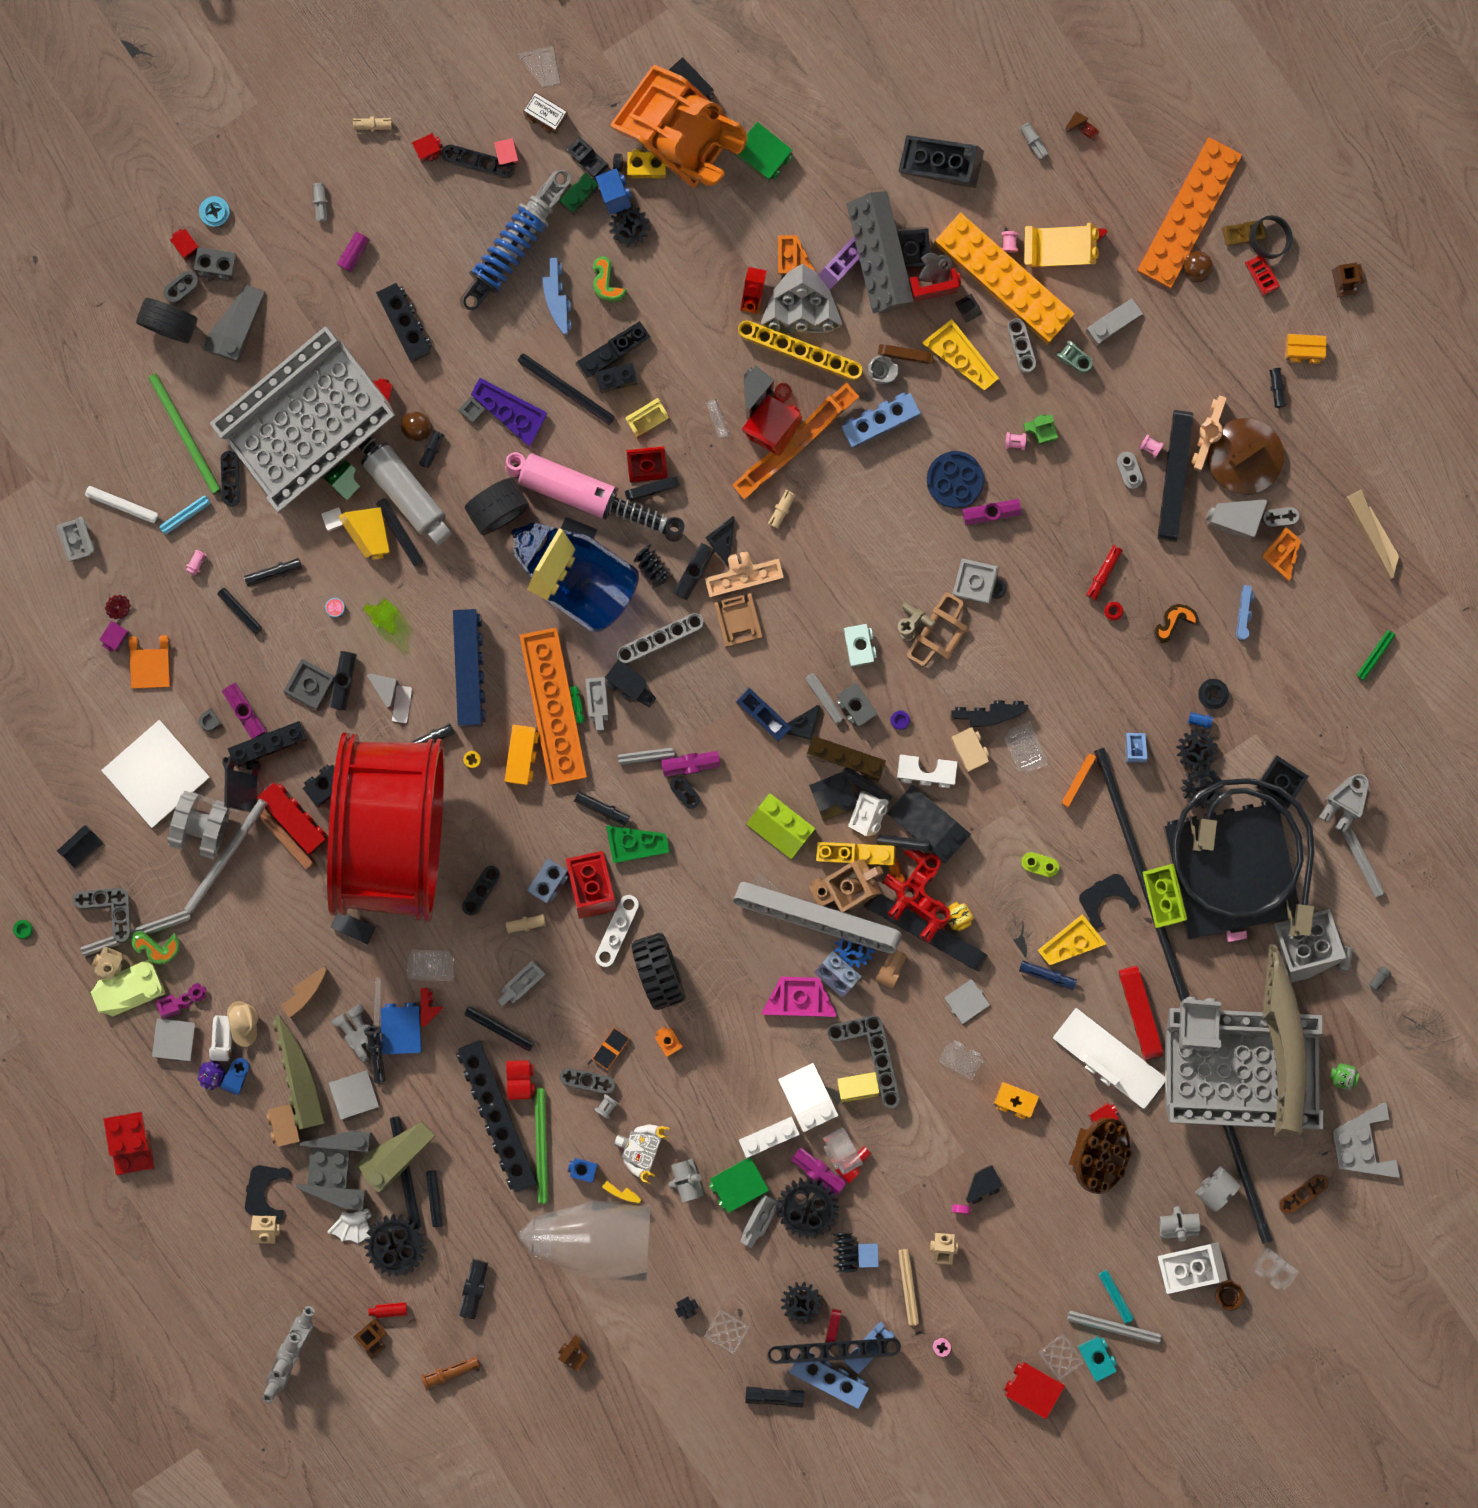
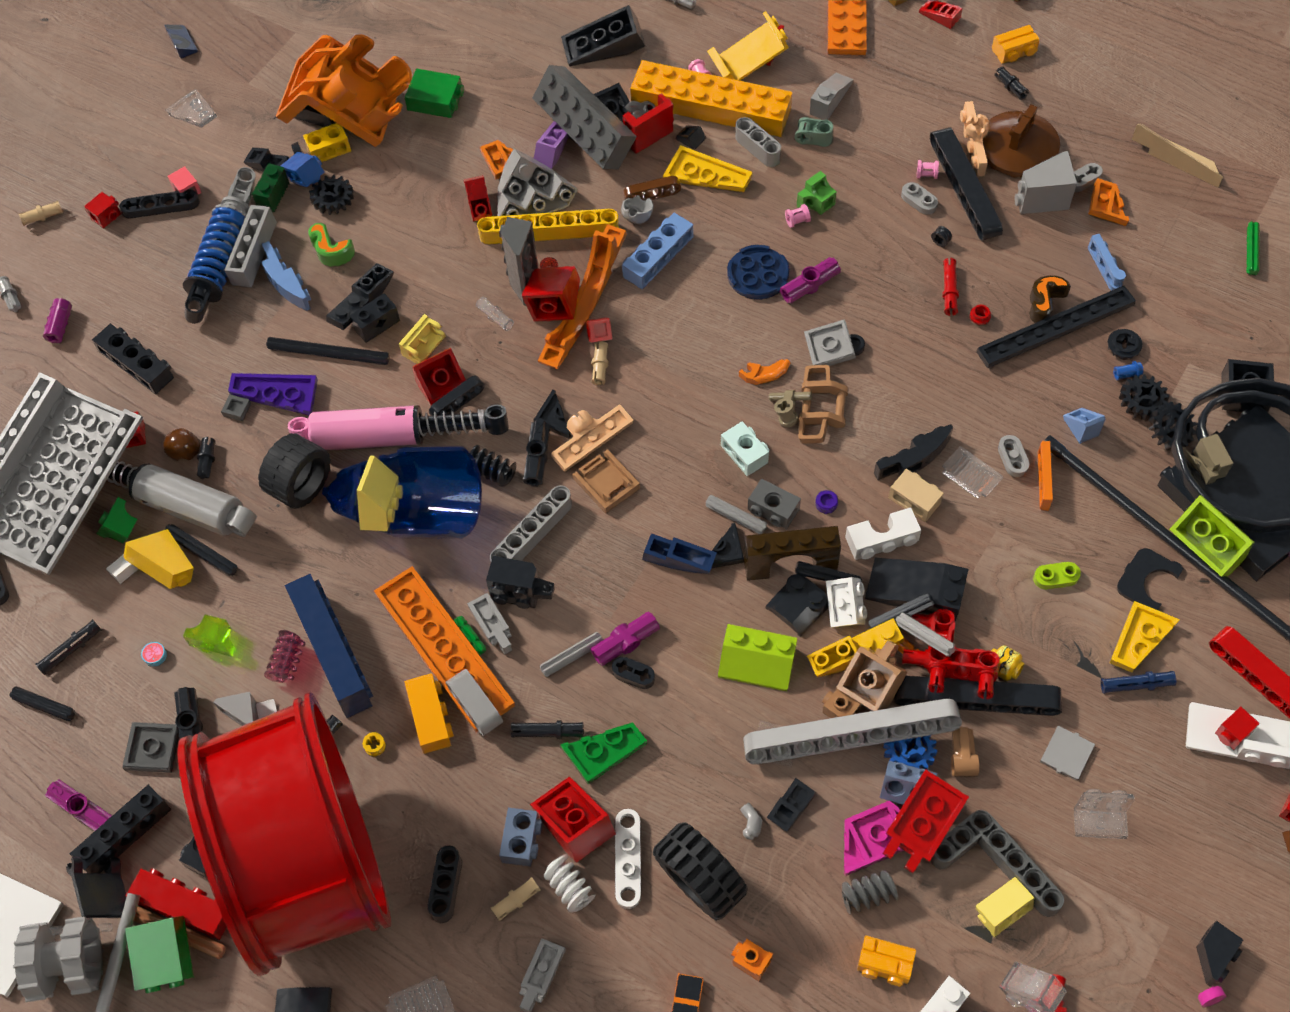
camera: 20 degrees left, 25 degrees down
(209, 721) = (42, 839): dark grey tile -> none
(267, 851) = (159, 954): none -> brick
(432, 660) = (284, 656): none -> clear pink piece
(540, 253) = (248, 249): none -> light grey brick
(544, 113) = (210, 141): brick -> none
(556, 766) = (474, 702): none -> light grey beam
(566, 931) = (566, 884): none -> white piece
(717, 947) = (754, 822): none -> light grey arm
(750, 946) = (791, 805): none -> black slope
(758, 1085) = (886, 961): none -> light orange brick
(770, 1034) = (868, 890): none -> dark grey piece
(793, 480) = (598, 329): none -> red brick
(808, 1097) = (954, 947): white slope -> none
(832, 1006) = (924, 819): none -> red tile
(908, 872) = (925, 634): none -> light grey axle
(910, 582) = (763, 374): none -> orange piece
(1026, 1098) = (1203, 827): light orange brick -> none
(1063, 751) = (1015, 457): none -> light grey plate
(1091, 1044) = (1236, 728): none -> red brick
(1124, 520) = (941, 236): none -> black bush
(1168, 652) = (1055, 326): none -> black plate
(1197, 266) = (880, 27): reddish brown hair -> none

